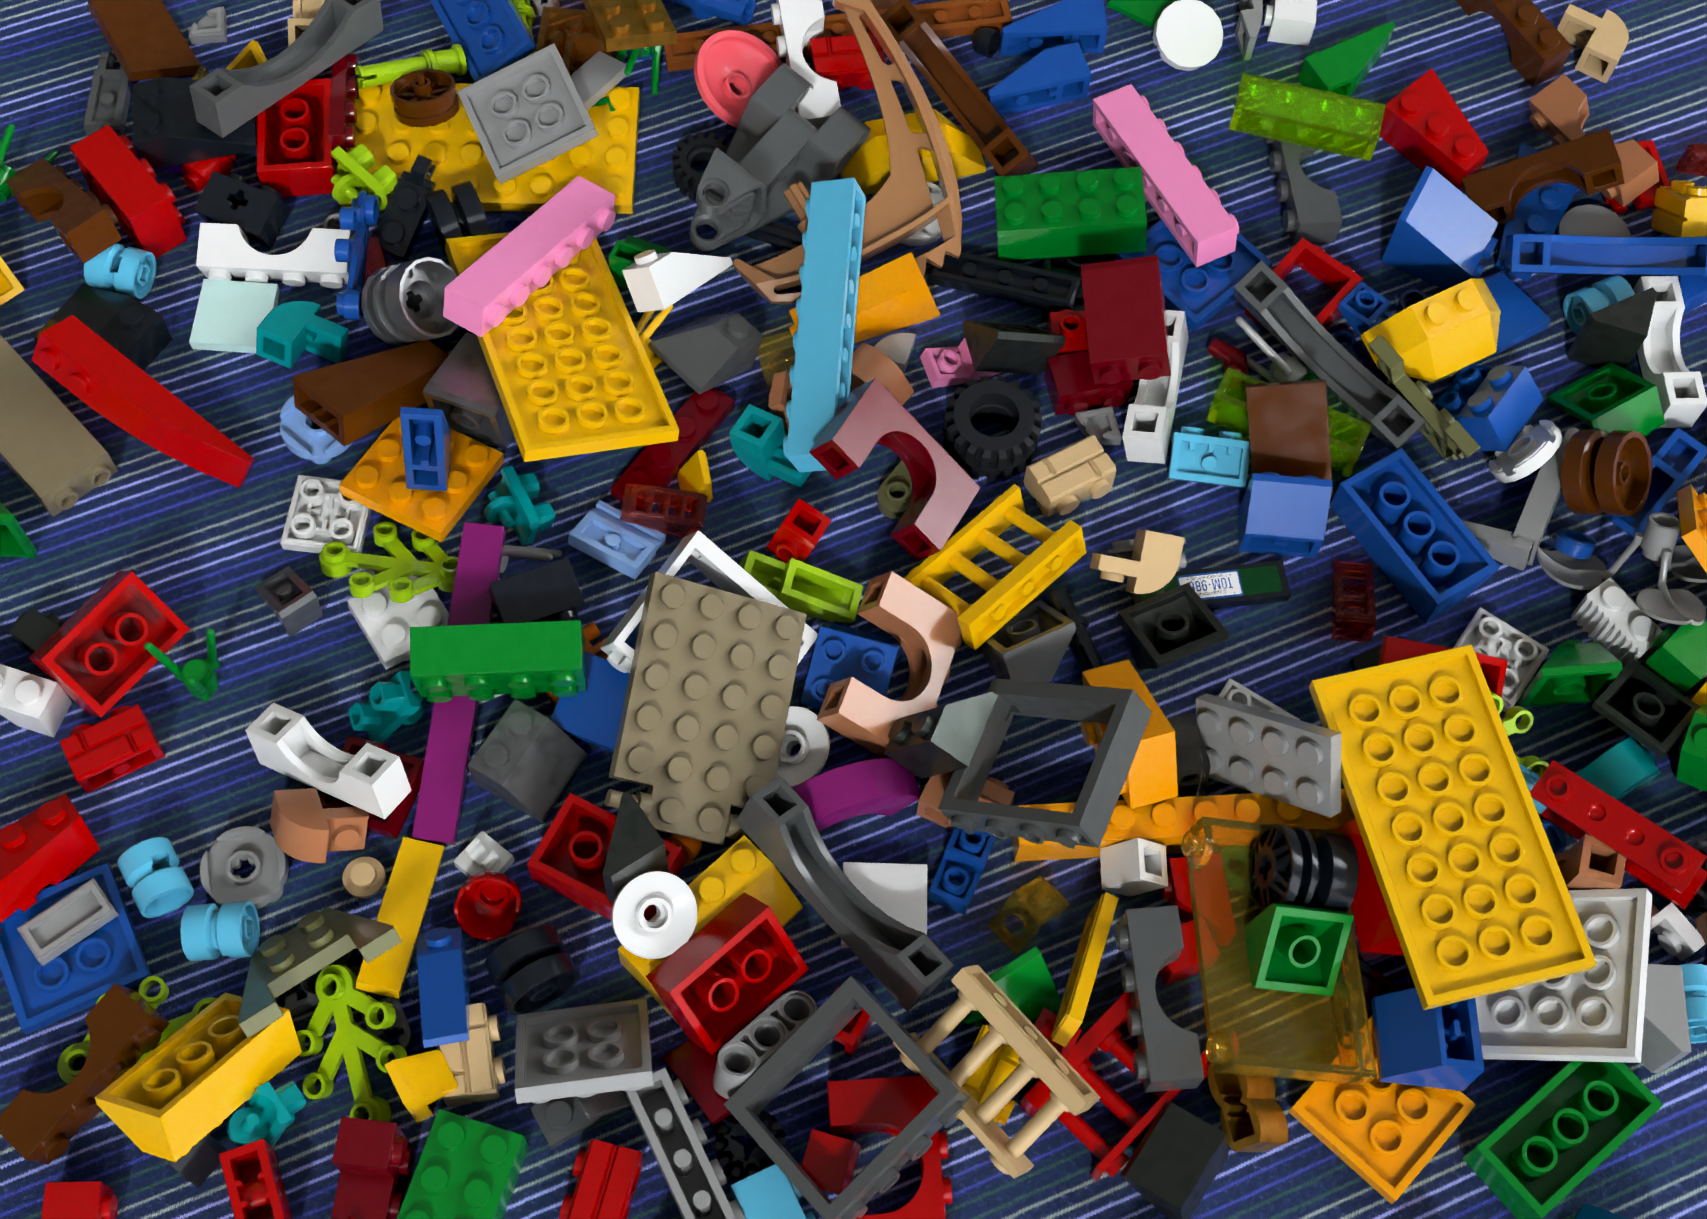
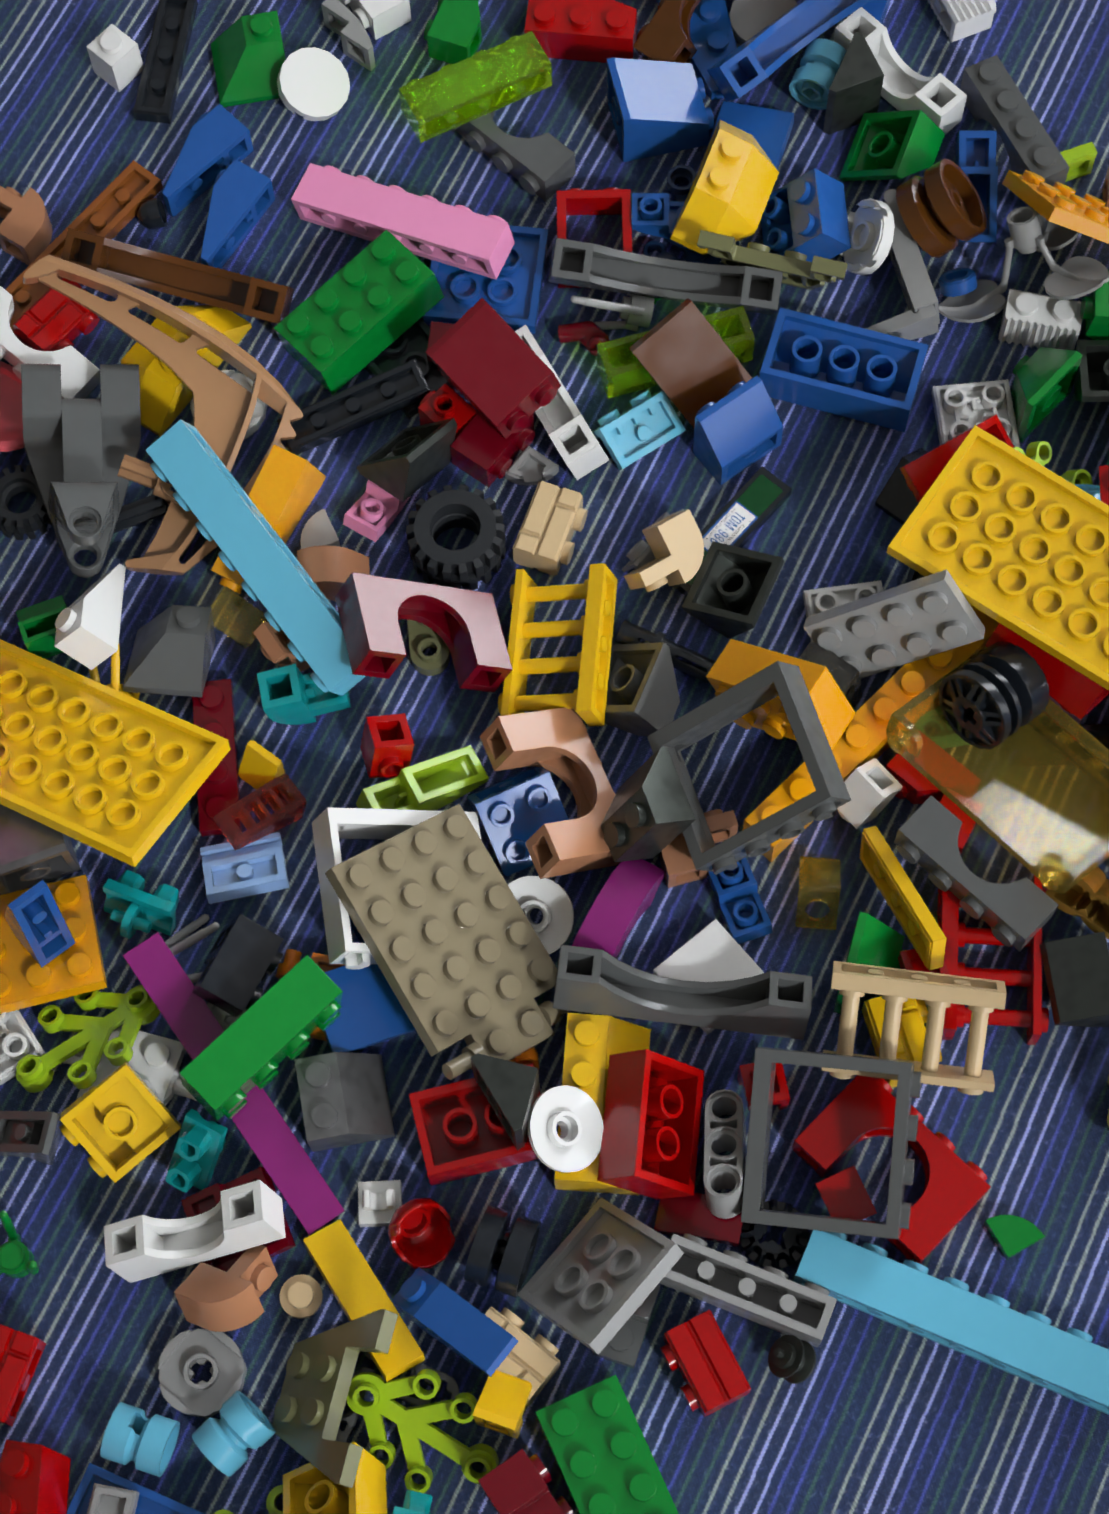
camera: 35 degrees left, 5 degrees up
(353, 639) = (118, 1123): none -> yellow plate
(1297, 948) = (1036, 756): green slope -> none
(1351, 623) = (852, 474): clear red slope -> none

